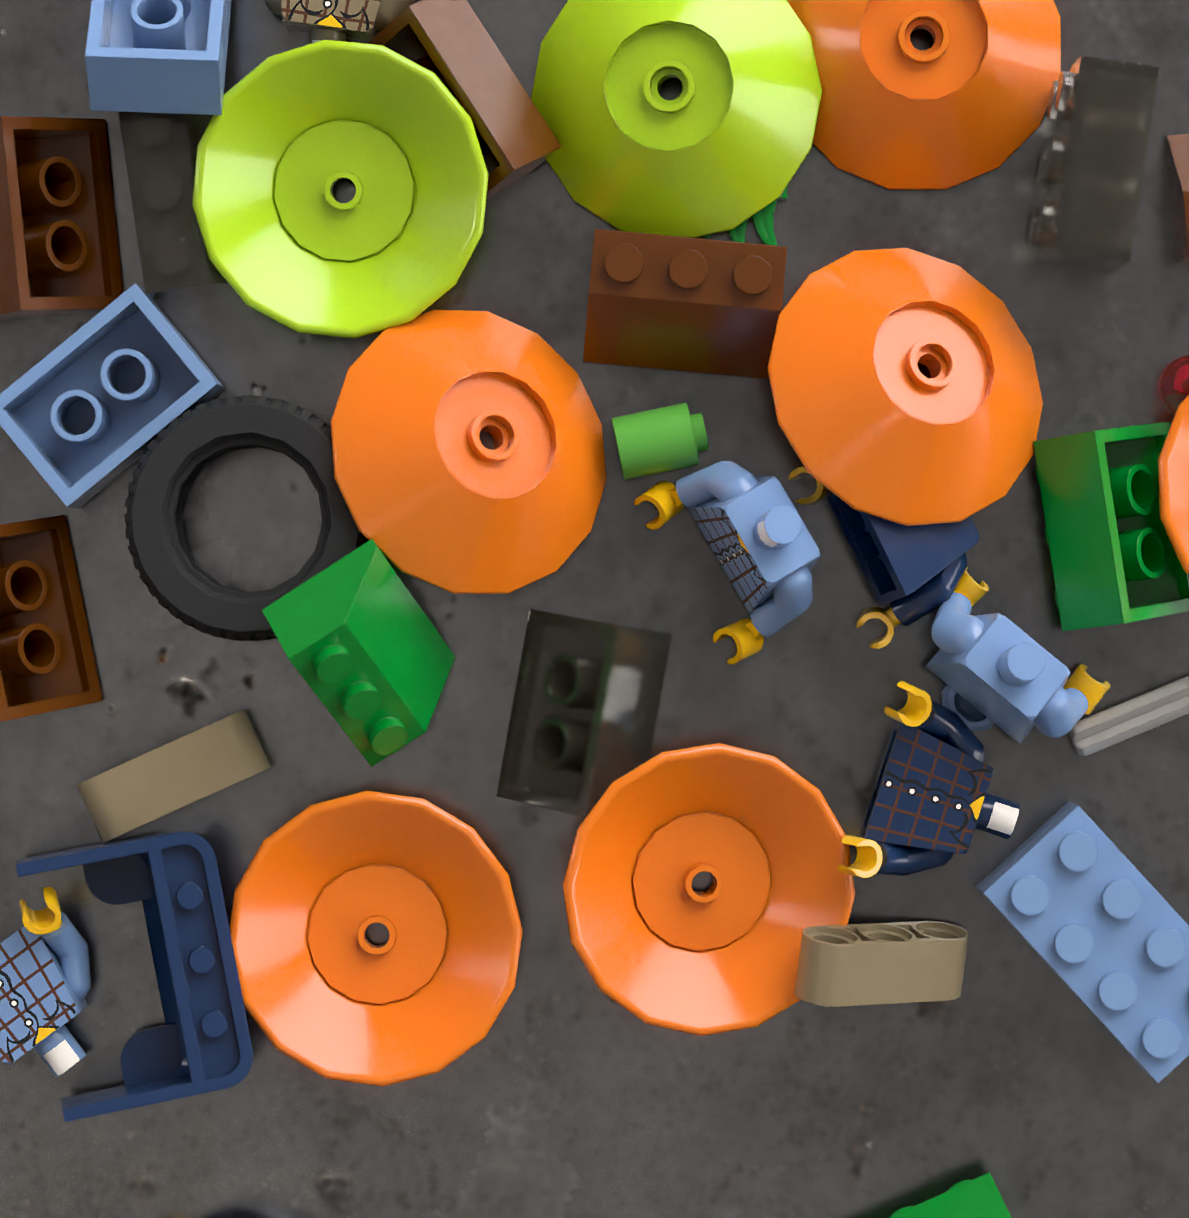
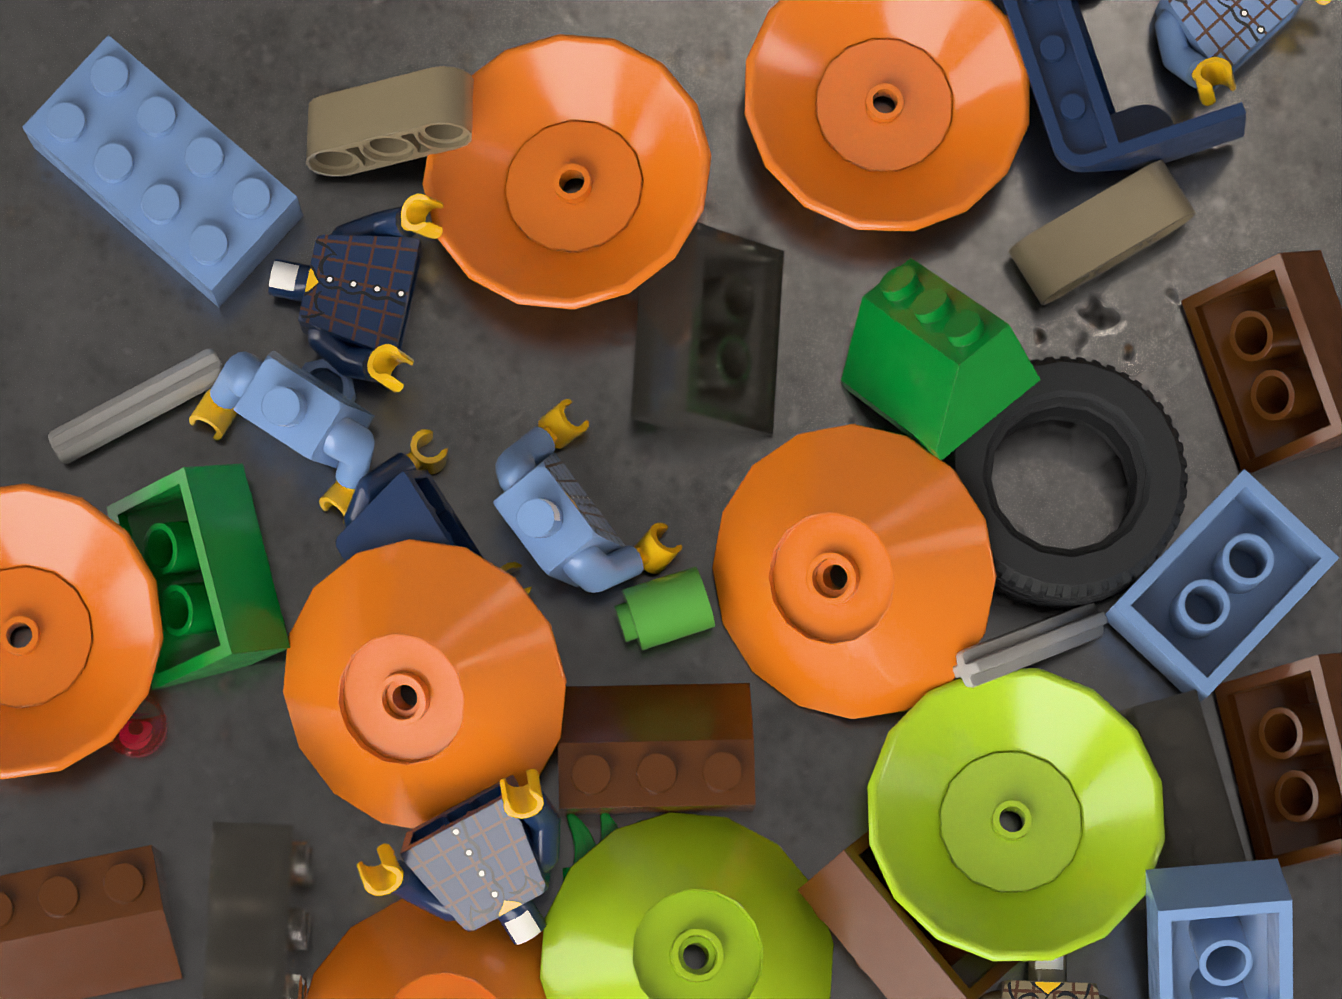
camera: 165 degrees right, 10 degrees down
(305, 357) = (1029, 644): none -> light grey axle
(874, 204) = (478, 860): none -> torso

